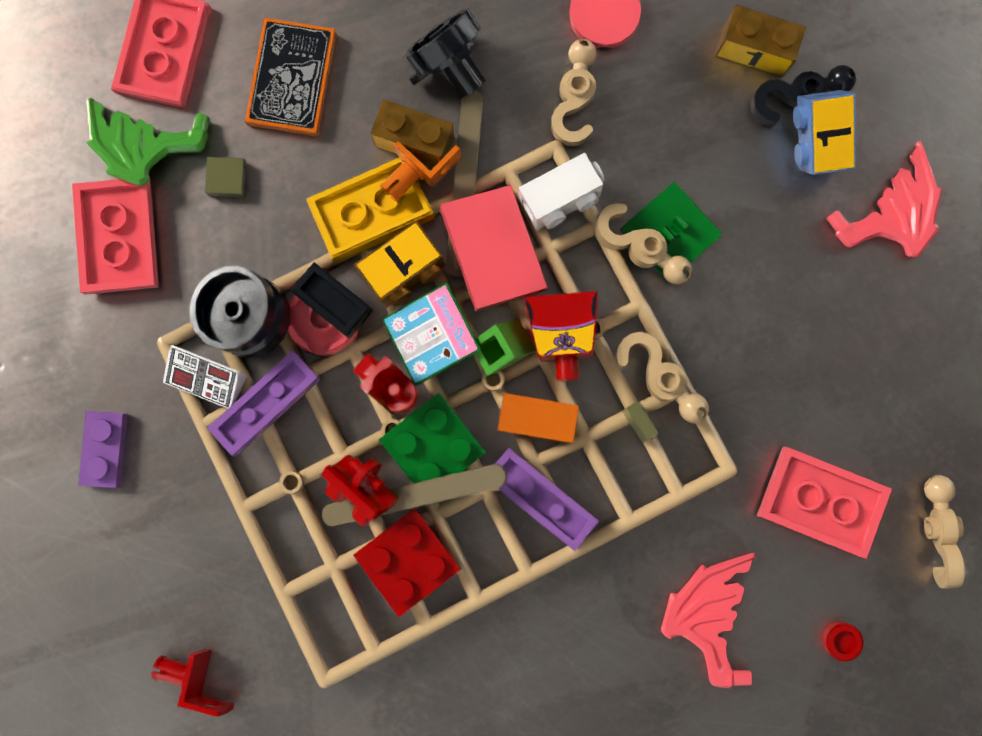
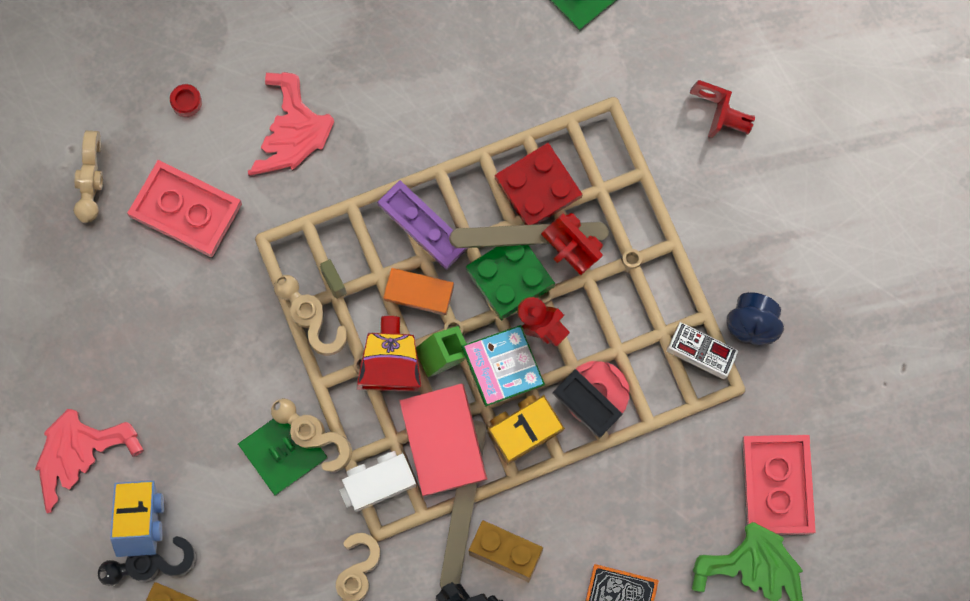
camera: 170 degrees left, 10 degrees down
(103, 449) = (795, 301): medium lavender plate -> none
(142, 419) = (755, 319): none -> dark blue piece
(225, 177) = (679, 532): olive tile -> none
(239, 312) = (646, 398): black wheel -> none
(263, 404) = (650, 322): medium lavender plate -> none
(362, 215) = (549, 489): yellow tile -> none
(413, 169) = (508, 513): orange bracket -> none

